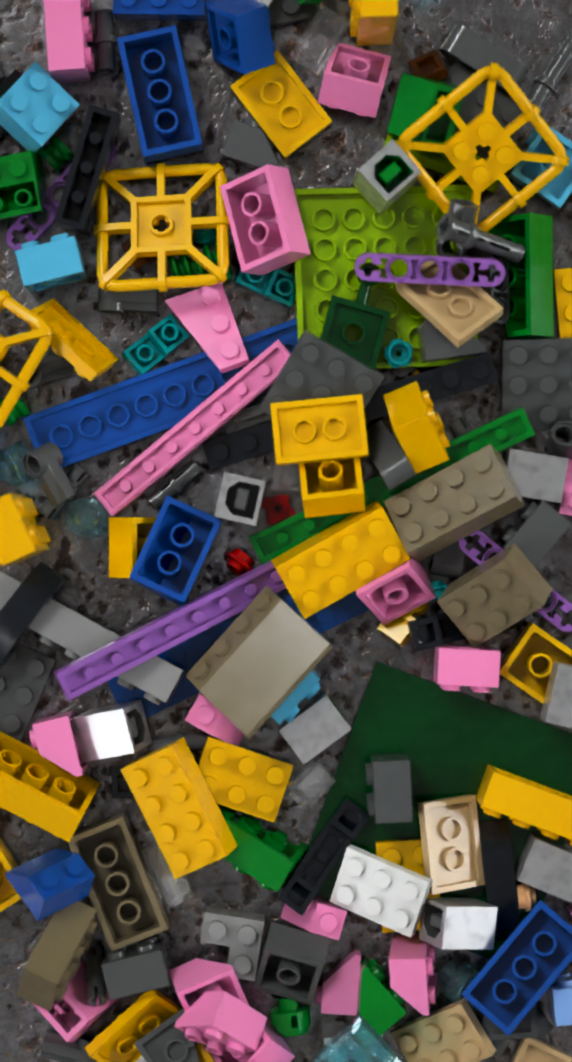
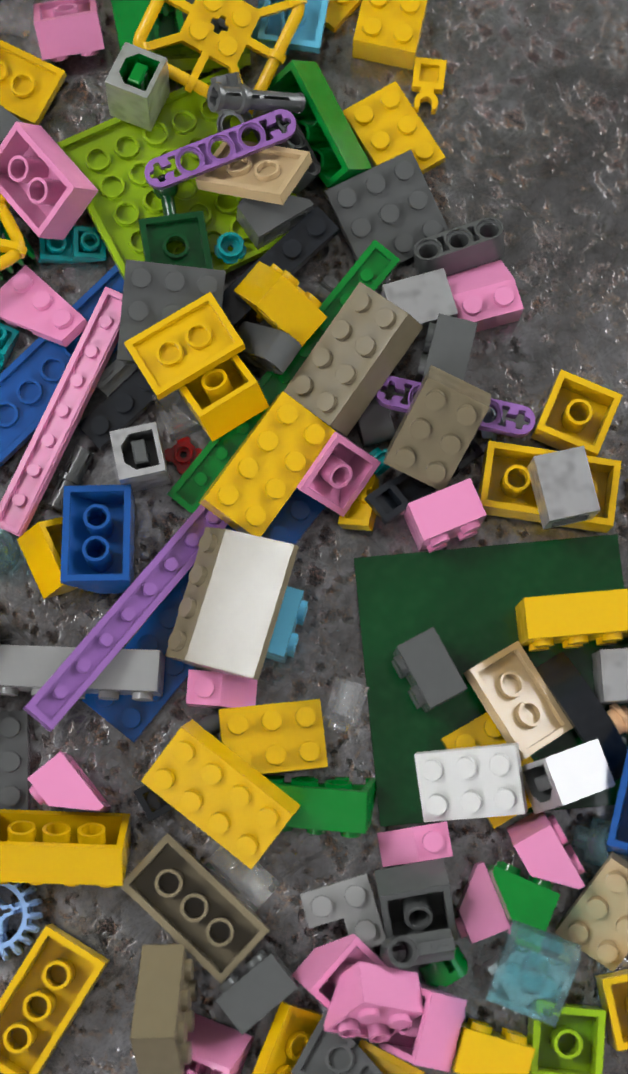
camera: 30 degrees left, 10 degrees down
(51, 882) = (124, 937): blue slope -> none
(94, 976) = (217, 1021): dark grey pin -> none
(111, 731) = (115, 751): flat silver piece -> none
(238, 561) = (167, 522): red plate -> none
(278, 999) = (420, 948): none -> dark grey piece
(315, 728) = (323, 650): flat silver piece -> none
(323, 856) = (394, 776): black slope -> none

